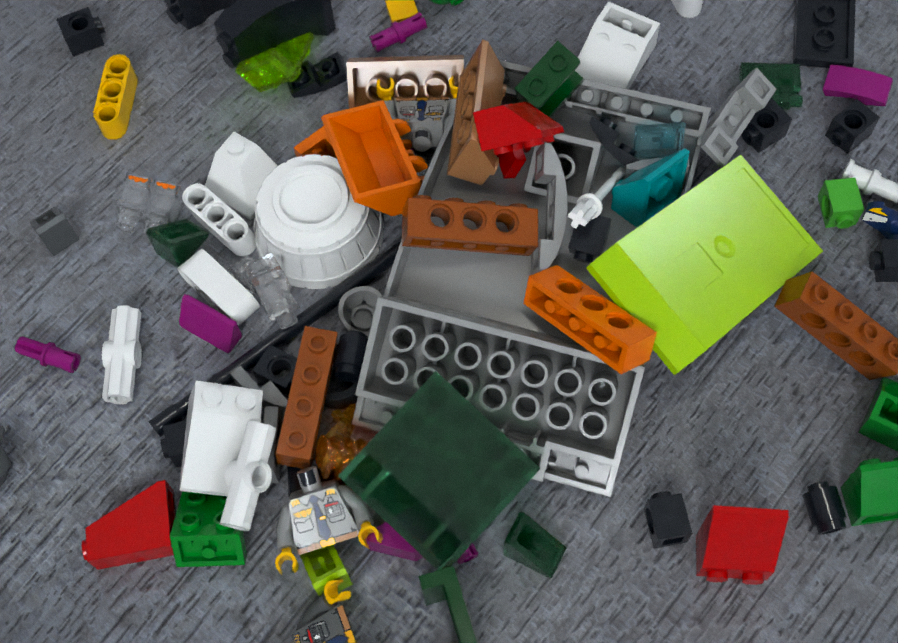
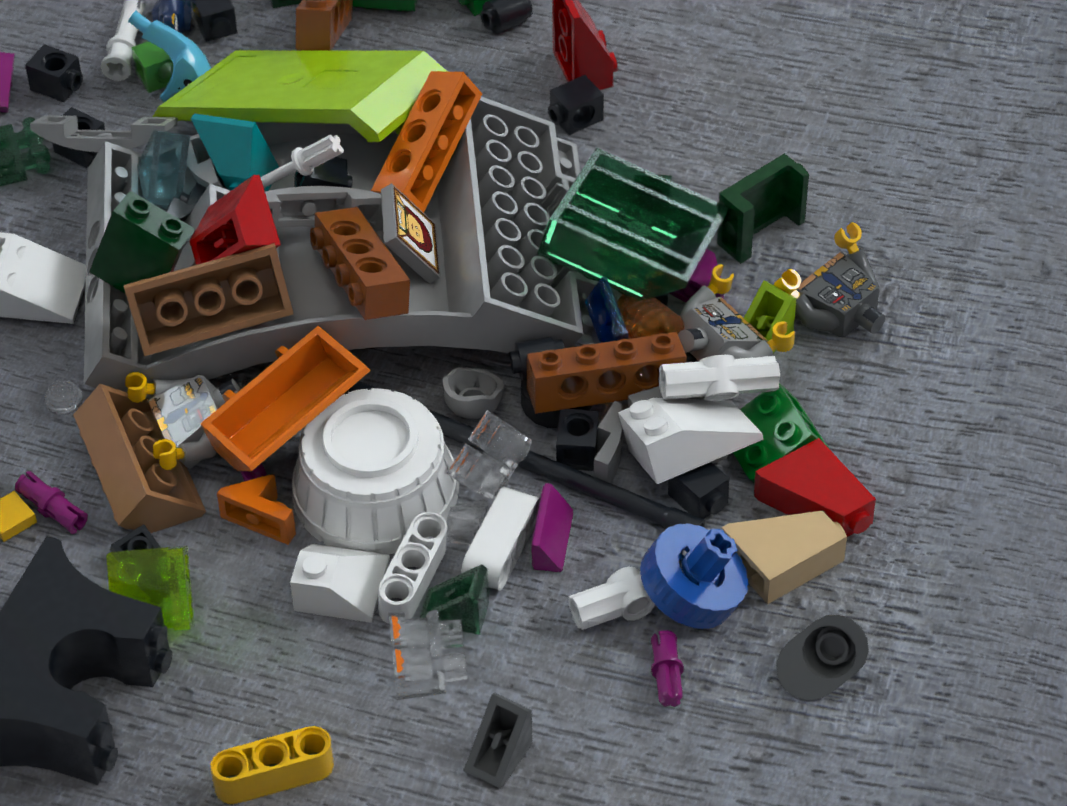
camera: 115 degrees left, 15 degrees down
(80, 396) = (711, 580): none -> blue piece
(94, 476) = (787, 550): none -> tan slope
(354, 419) = (605, 313): none -> clear blue slope
(494, 278) = (410, 233): none -> tile
(821, 213) = (186, 56): none -> medium azure animal

